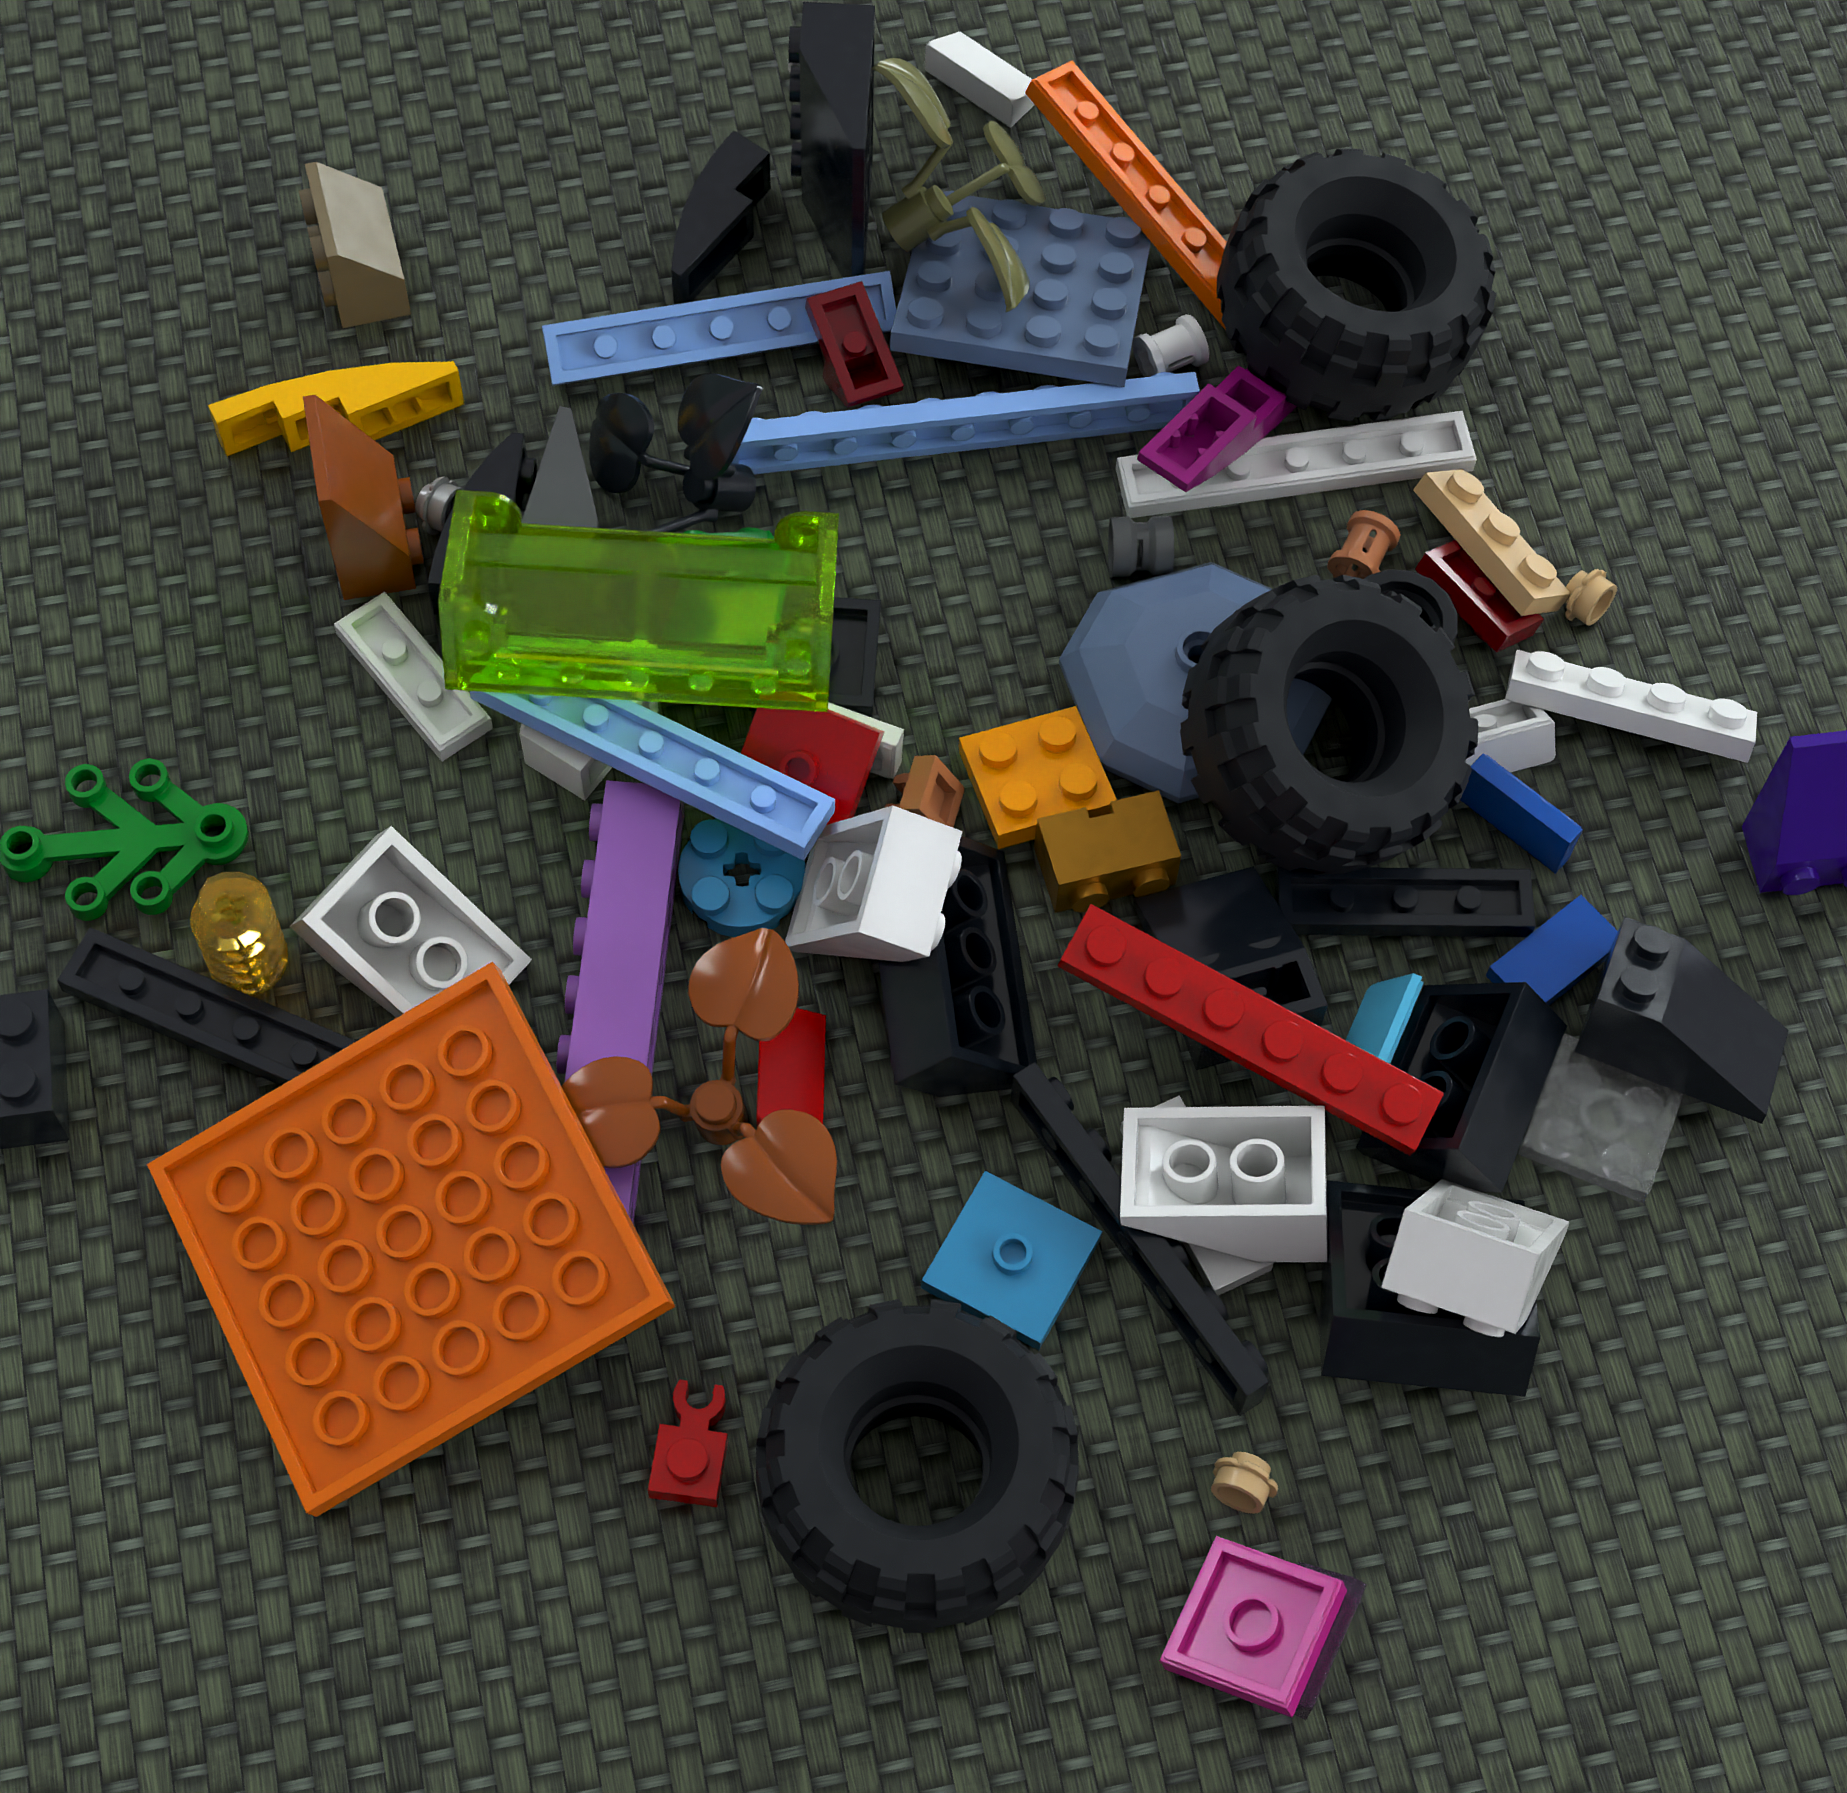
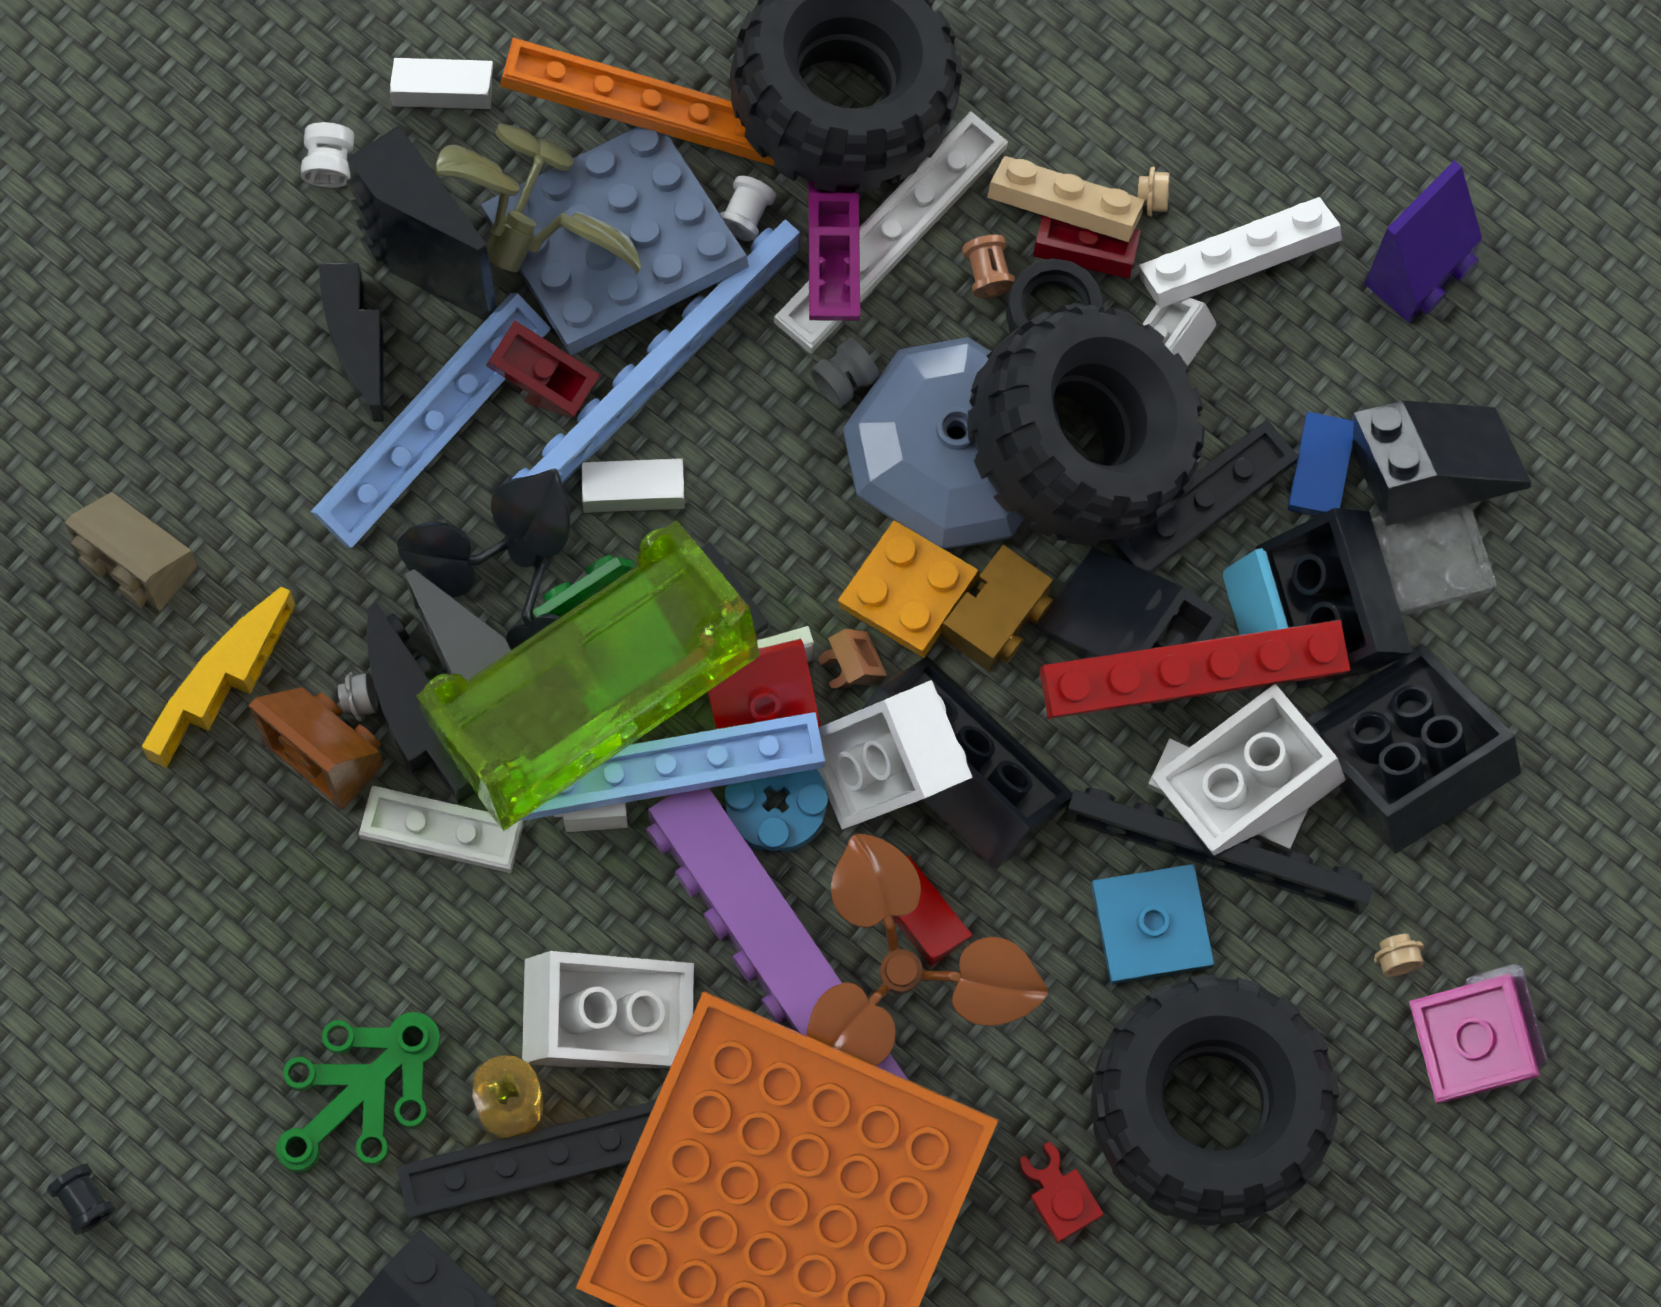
camera: 40 degrees left, 10 degrees up
(864, 514) = (632, 485): none -> white slope
(1473, 1257) = (1438, 711): white slope -> none
(1520, 813) = (1236, 383): blue tile -> none

